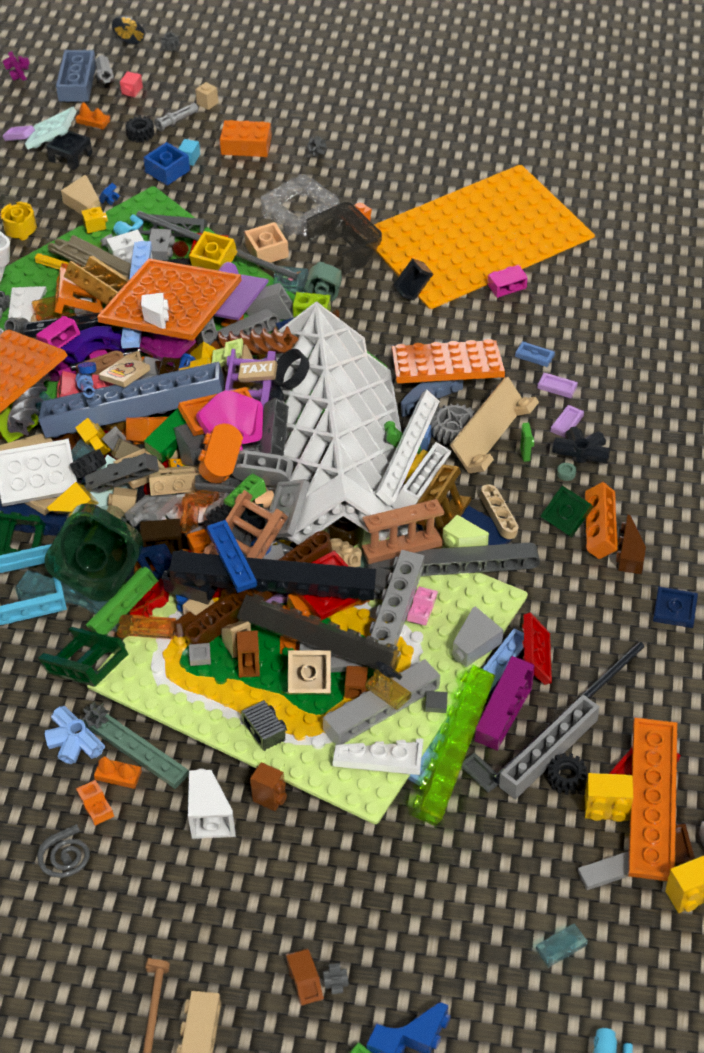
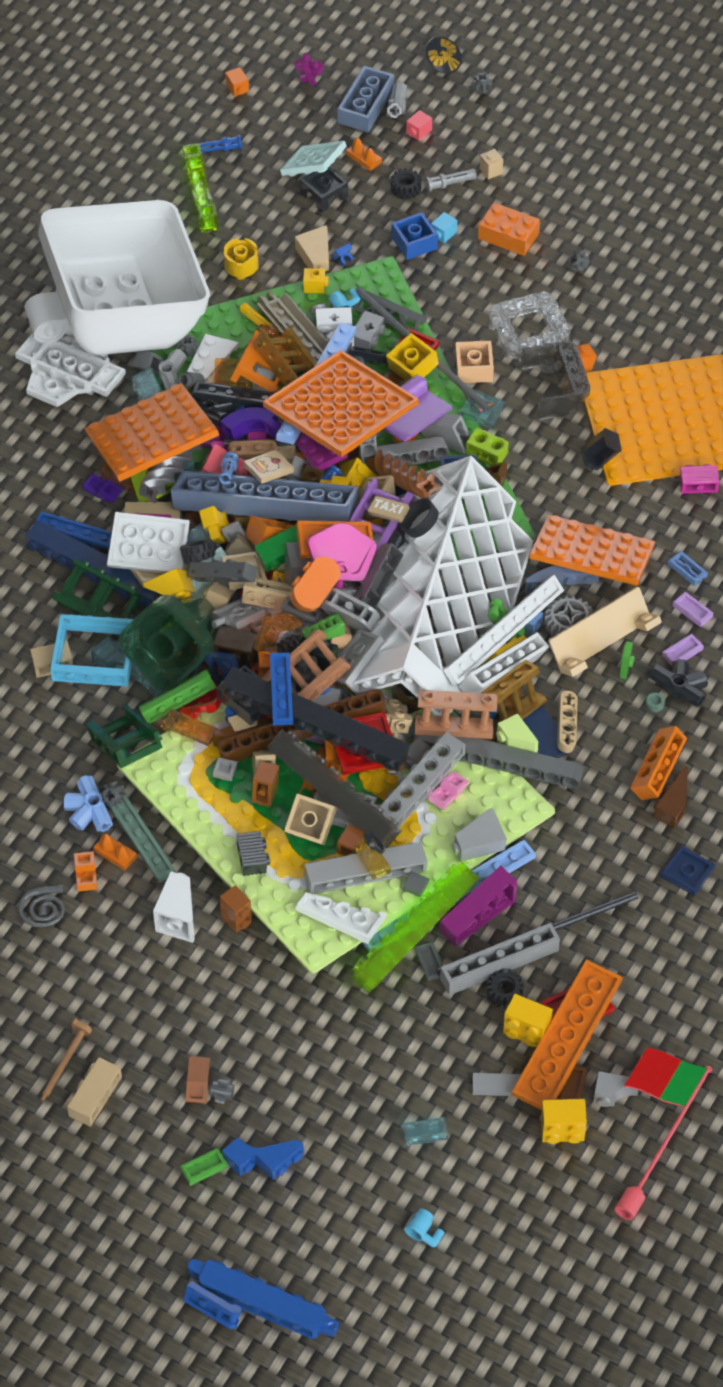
camera: 20 degrees right, 5 degrees up
(18, 133) = (280, 152): lavender tile -> none
(59, 332) = (223, 405): dark pink brick -> none
(87, 367) = (236, 450): blue tile -> none
(155, 309) = (317, 412): white slope -> none
(180, 248) = (386, 340): clear red plate -> none
(221, 355) = (366, 477): yellowish green slope -> none
(324, 280) = (510, 423): sand green brick -> none
(537, 648) = (534, 866): red plate -> none
(566, 511) = (630, 743): dark green tile -> none

